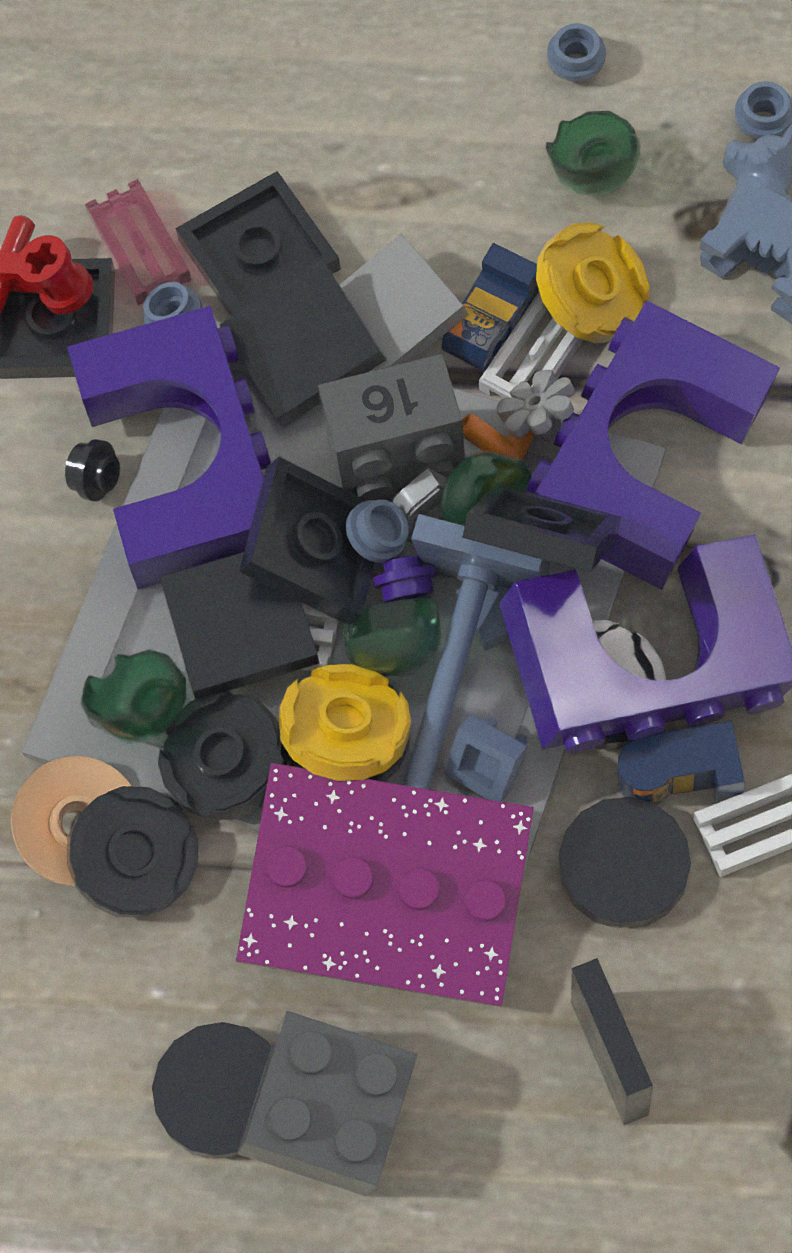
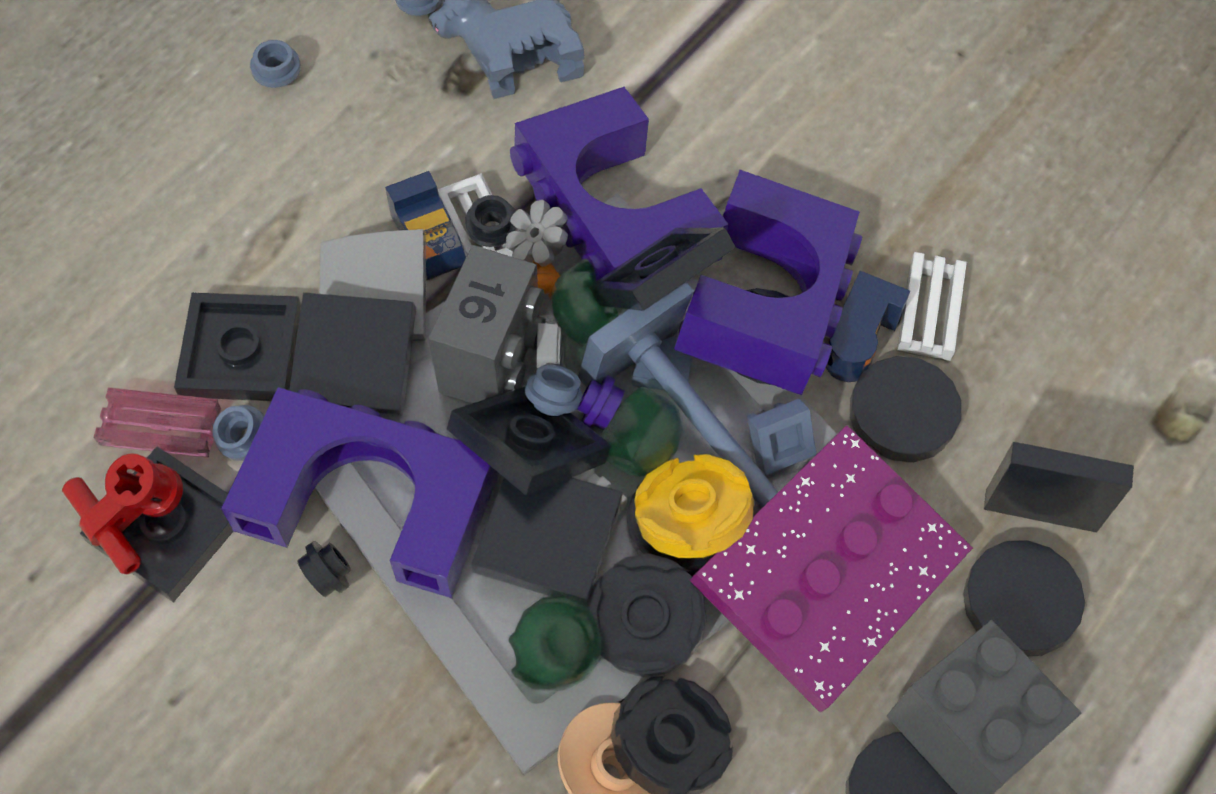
camera: 65 degrees left, 5 degrees down
(493, 1088) = (1026, 594): none -> black tile
(534, 343) = (486, 210): none -> black plate
(591, 281) = (462, 154): yellow tile -> none
(594, 152) = (364, 96): clear green hair -> none

